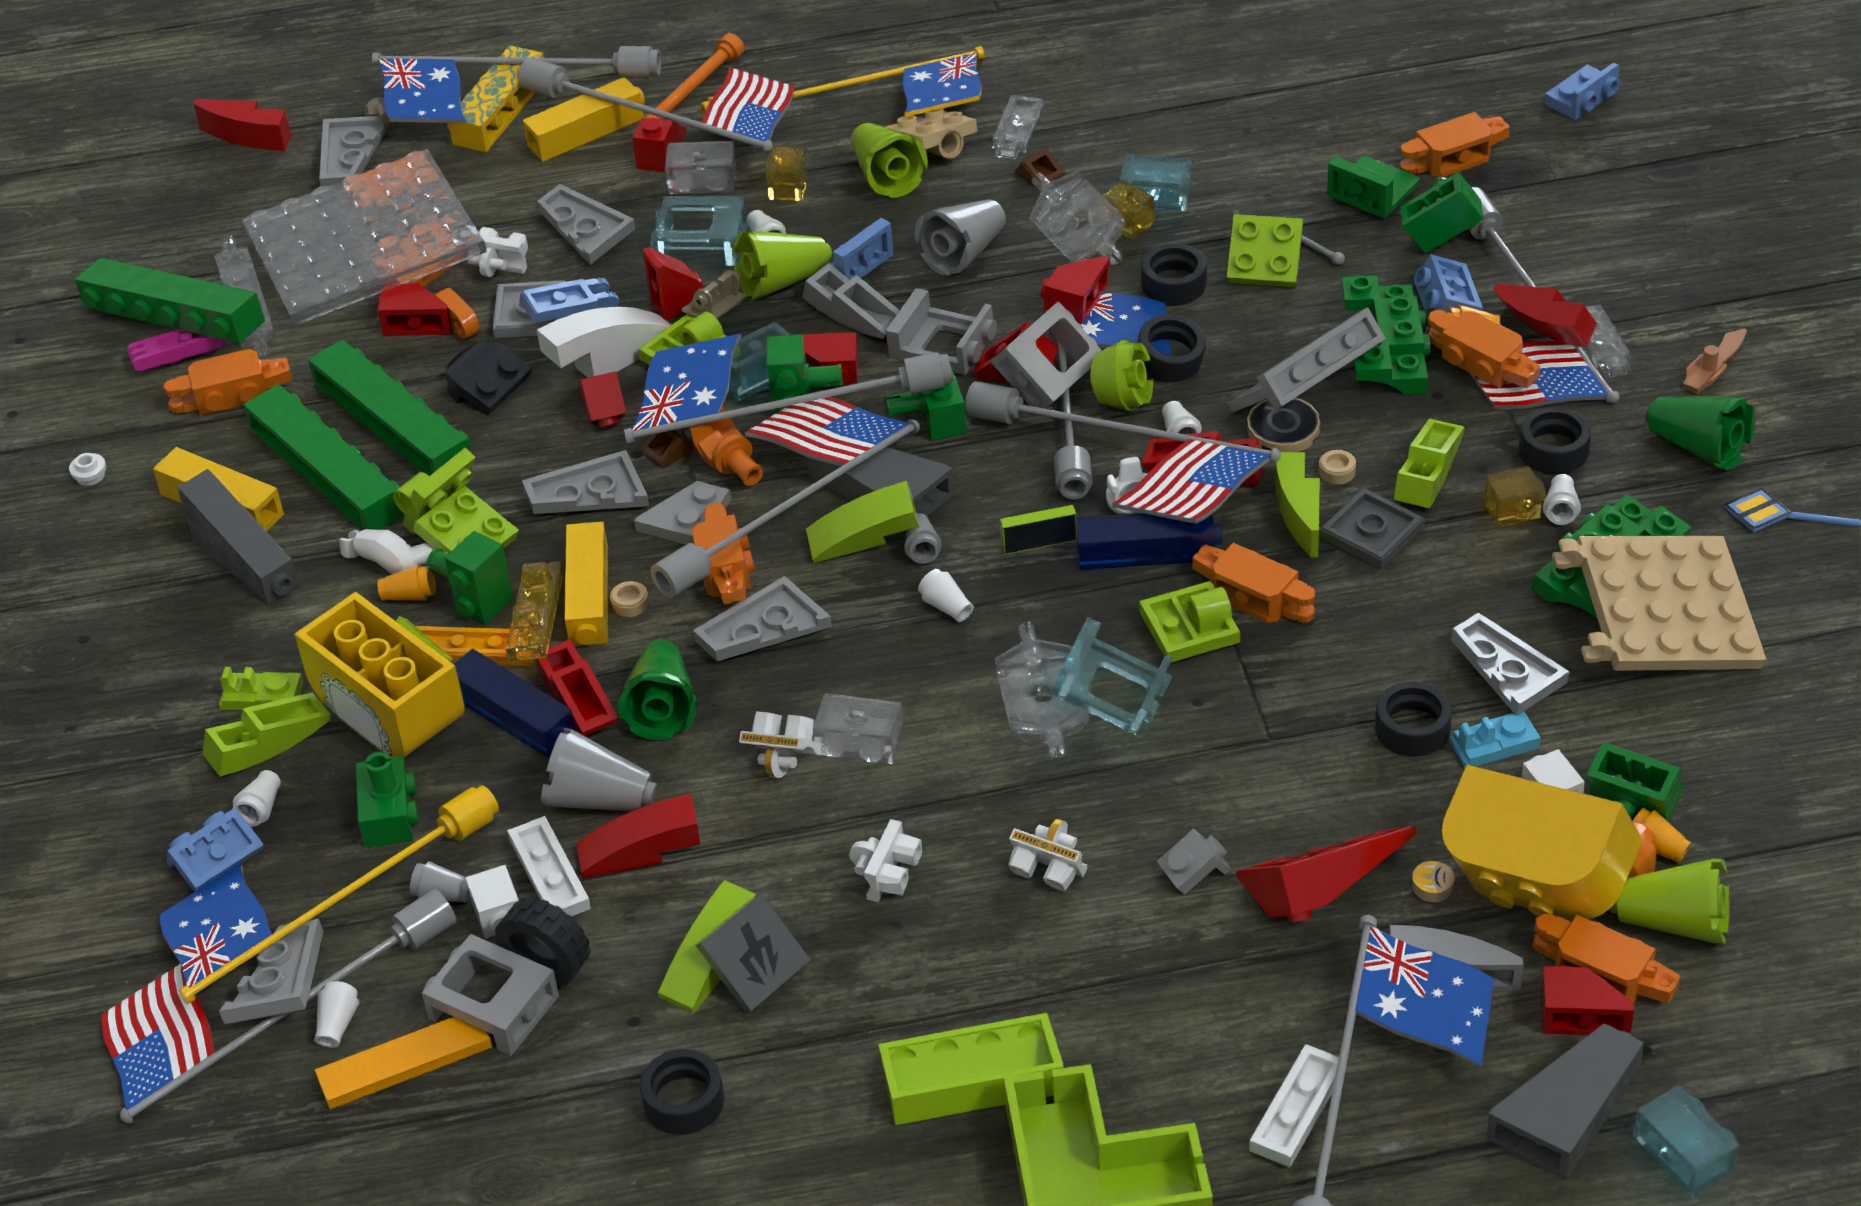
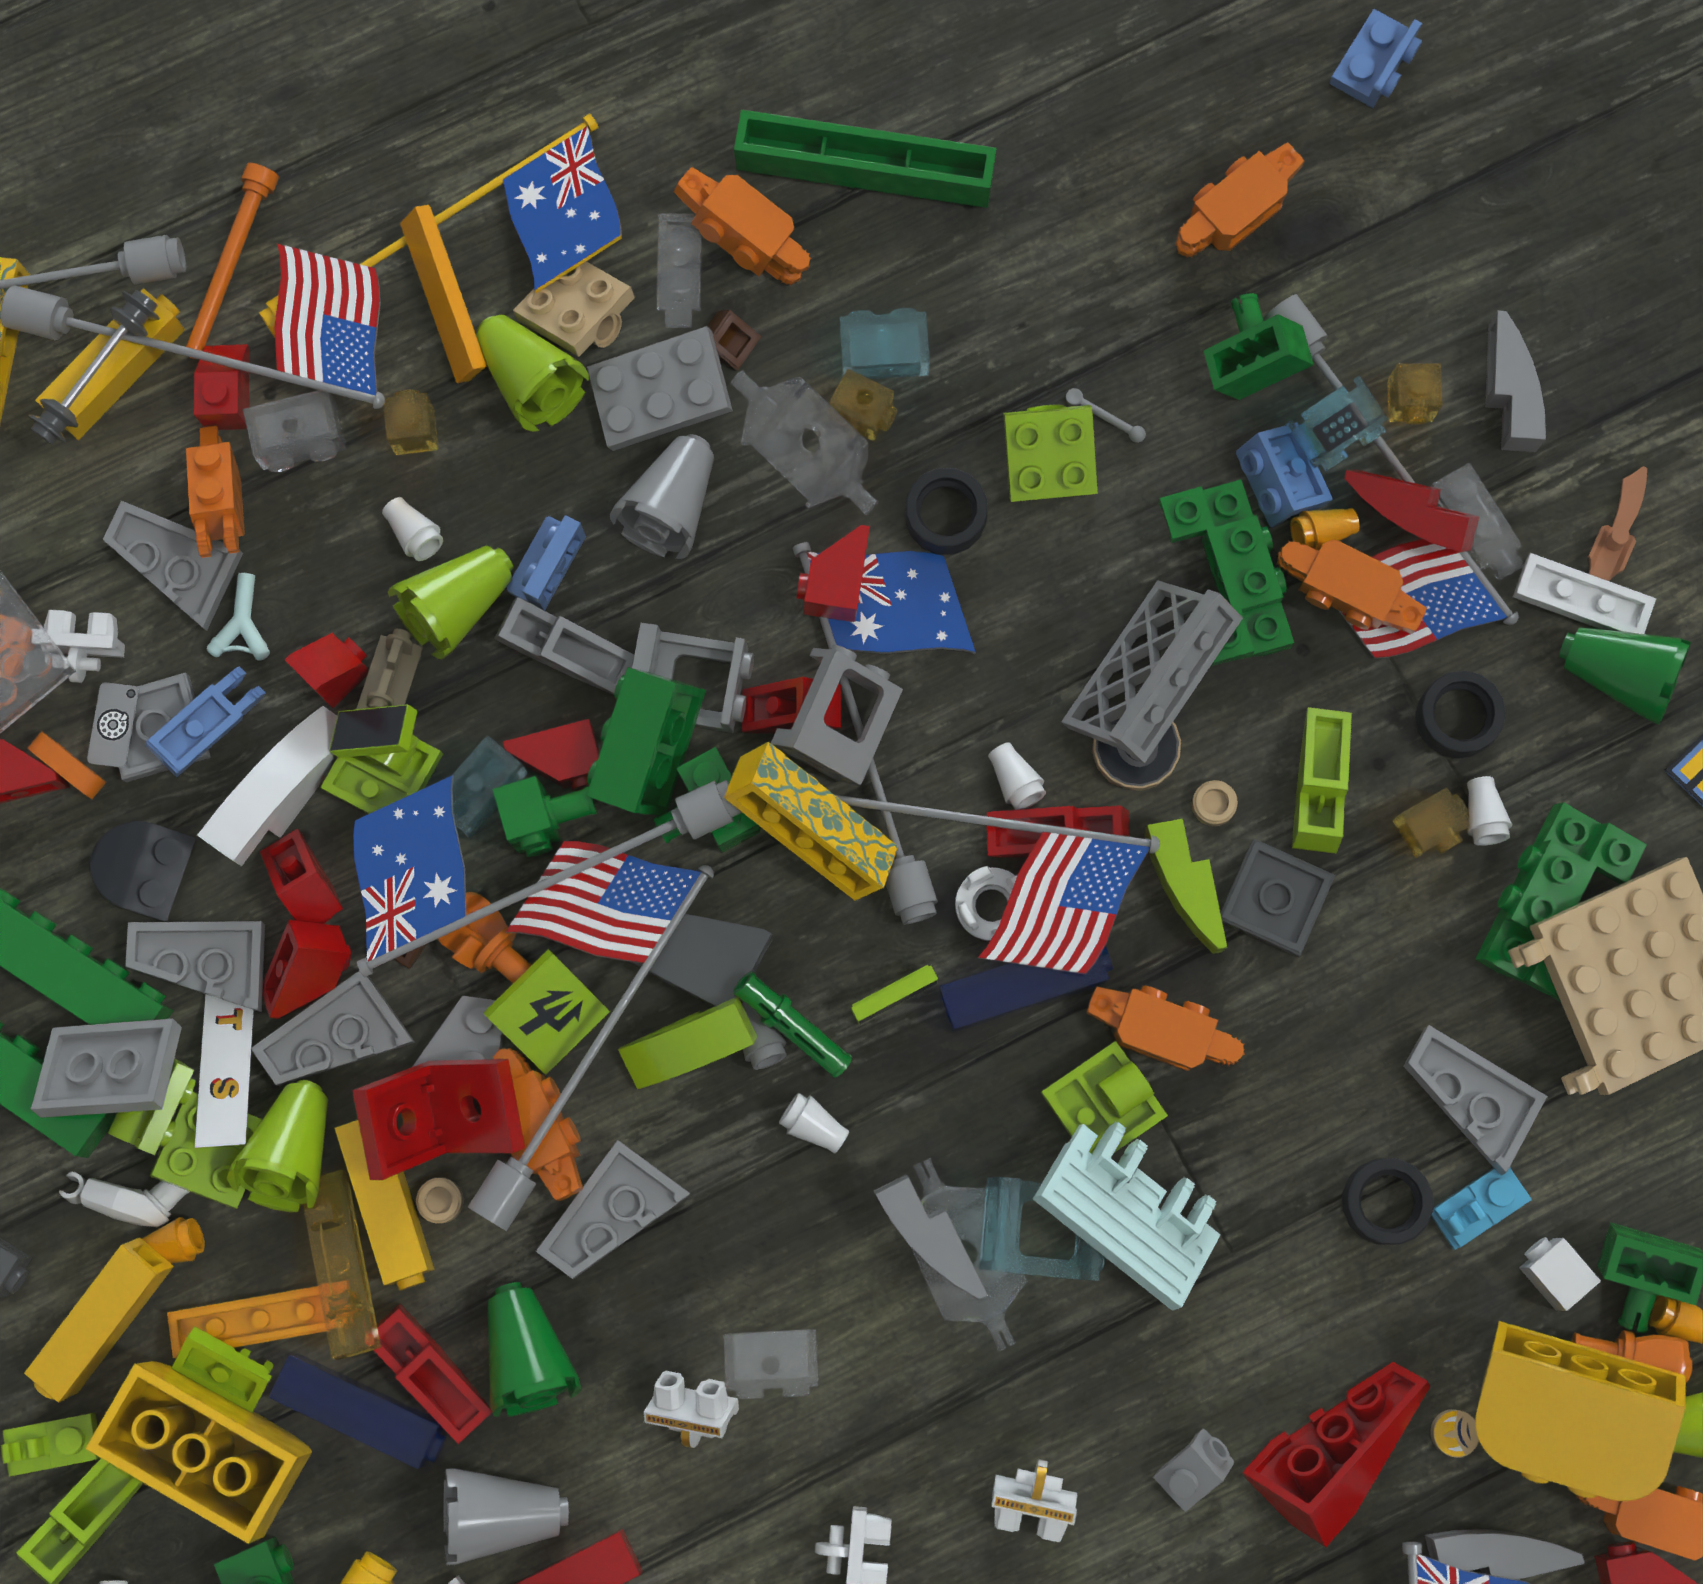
camera: 15 degrees left, 35 degrees up
(368, 575) = (98, 1320): none -> yellow brick
(410, 449) = (106, 1068): none -> light grey plate
(476, 576) = (251, 1240): green brick -> none
(497, 482) = (224, 1074): none -> white sticker
(499, 297) = (112, 724): none -> light grey sticker
(509, 429) = (202, 956): none -> light grey wing
(523, 529) = (285, 1151): none -> lime cone
(536, 120) = (131, 319): none -> dark grey axle
(584, 437) = (304, 966): none -> red slope
(616, 264) = (240, 623): none -> light aqua piece
(628, 182) = (214, 493): none -> orange hinge
(649, 525) = (437, 1114): none -> red bracket
(691, 311) = (373, 731): none -> black tile
(727, 222) = (365, 545): clear light blue window -> none
(757, 486) = (546, 1012): none -> lime tile
(837, 111) = (443, 293): none -> light orange tile
(898, 328) = (644, 742): none -> green slope
(925, 493) = (778, 1012): none -> green pin
(980, 177) = (659, 388): none -> light grey plate
(1005, 397) = (811, 821): none -> yellow brick
(1015, 653) = (930, 1235): none -> light grey slope
(1072, 104) = (744, 225): none -> orange hinge
(1121, 376) = (932, 725): lime cone -> none
(1175, 83) = (864, 158): none -> green brick
(1179, 329) = (1001, 629): black tyre -> none
(1187, 685) = (1120, 1216): none -> light aqua hinge
(1369, 184) = (1153, 294): green bracket -> none
(1494, 252) = (1338, 423): none -> clear light blue brick
(1564, 257) = (1415, 393): none -> clear yellow brick
(1645, 268) = (1514, 387): none -> light grey slope
(1655, 380) = (1583, 596): none -> white plate

